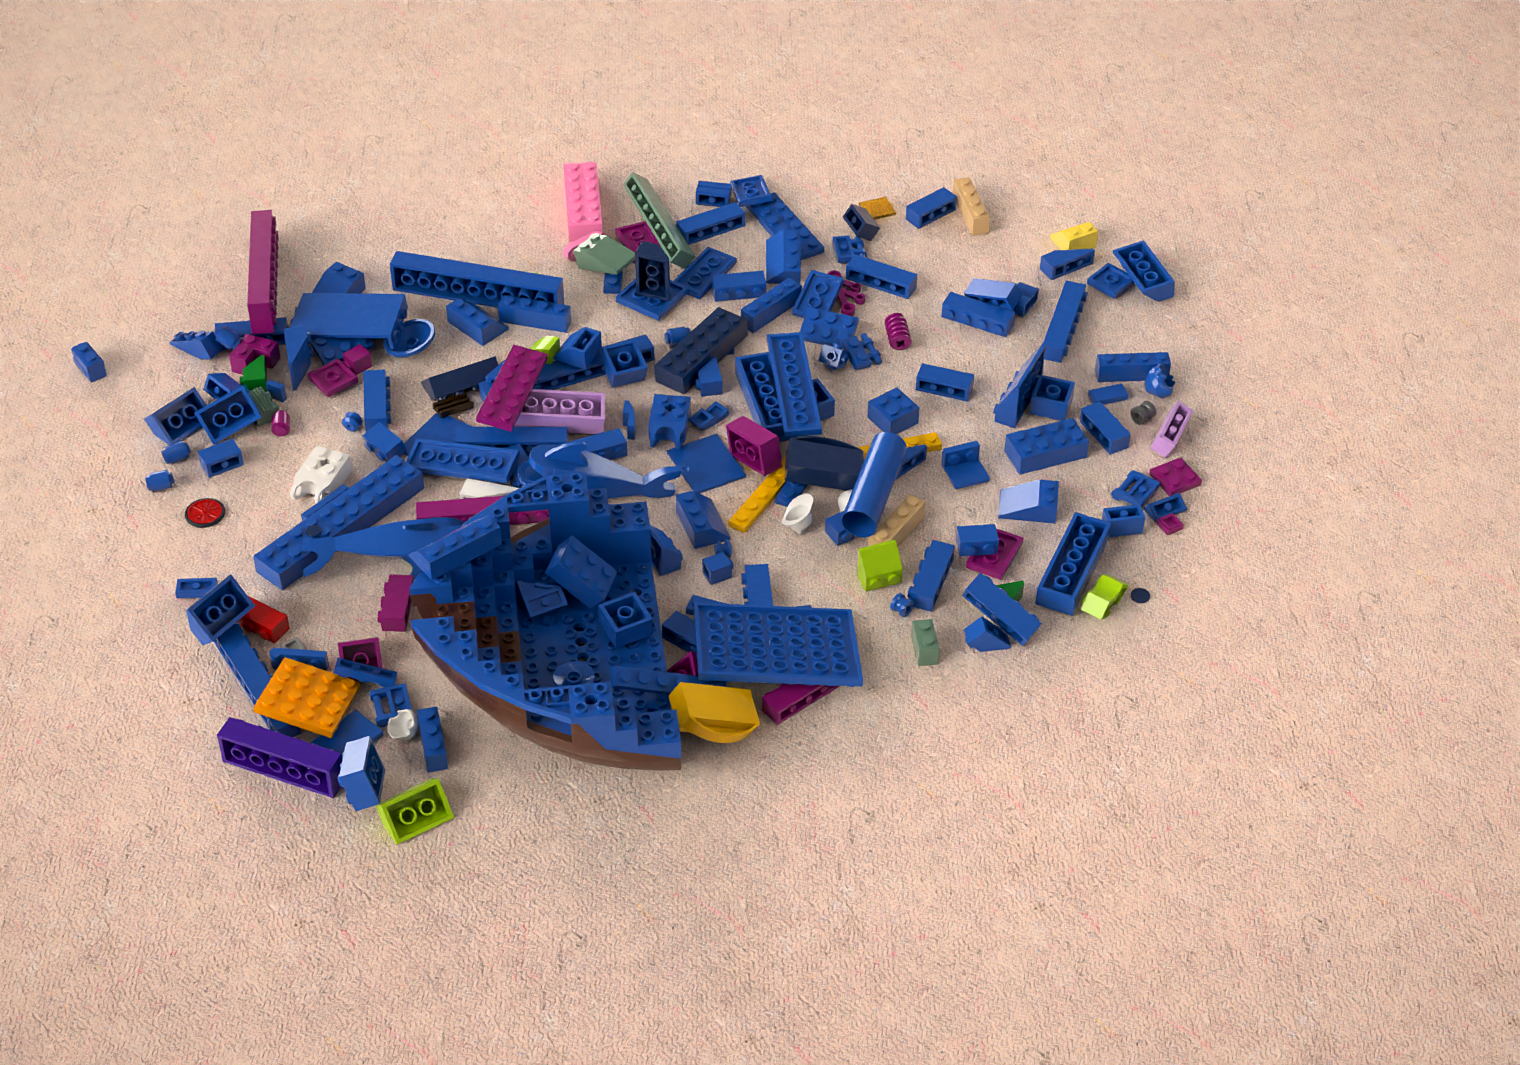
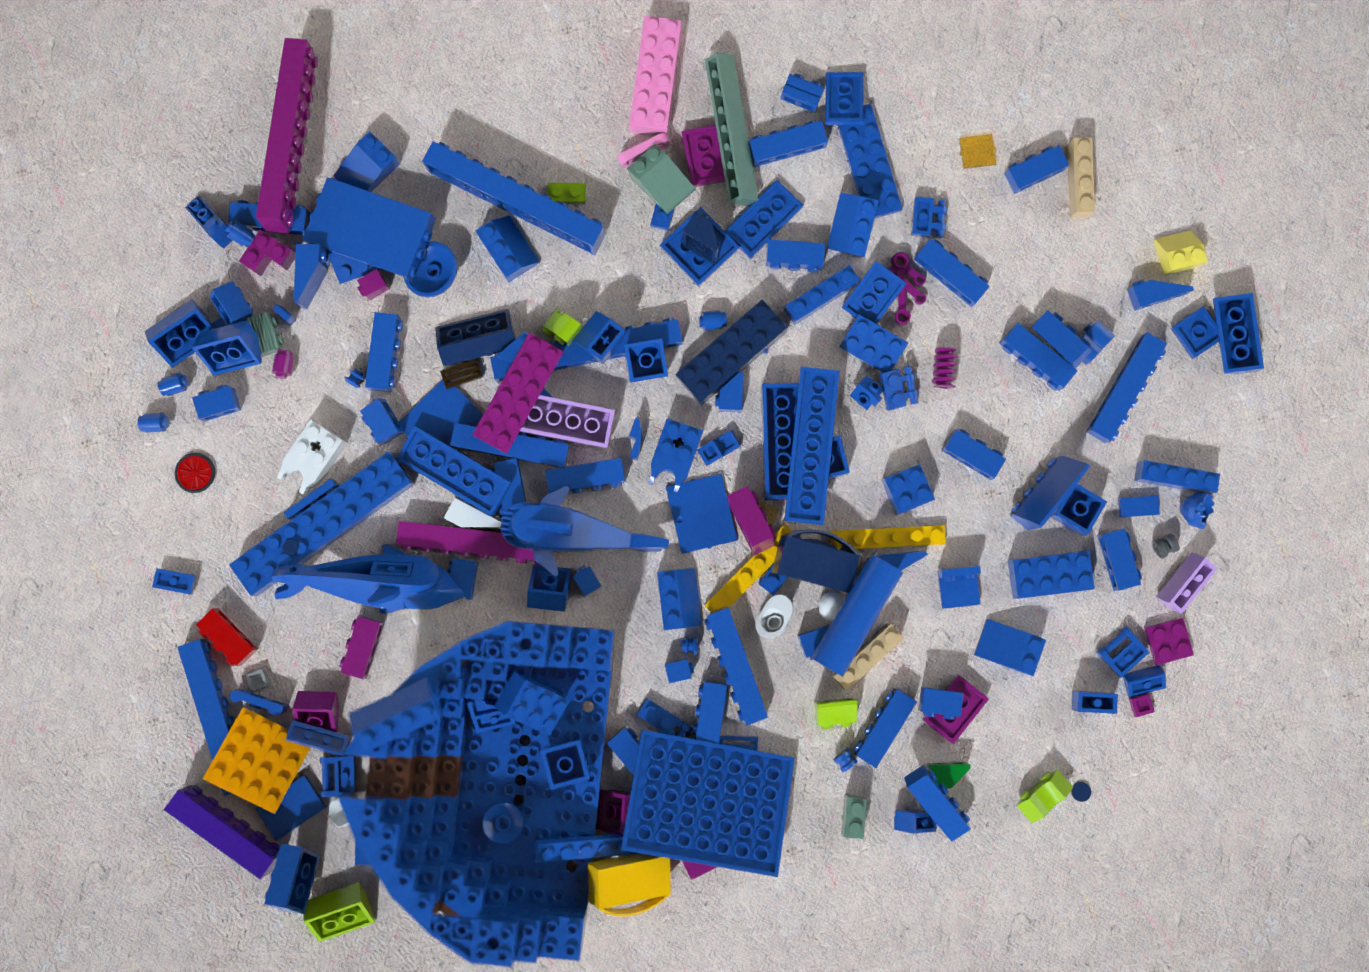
camera: 10 degrees right, 40 degrees up
(88, 361) = (97, 228): blue brick -> none
(218, 610) = (183, 653): blue slope -> none
(255, 374) = (265, 286): green slope -> none
(332, 377) = (344, 305): magenta plate -> none
(534, 313) = (568, 253): blue brick -> none
(664, 555) = (629, 638): blue slope -> none
(773, 551) = (736, 665): none -> blue brick
(861, 222) = (952, 181): dark blue brick -> none
(1073, 563) = (1028, 748): blue brick -> none

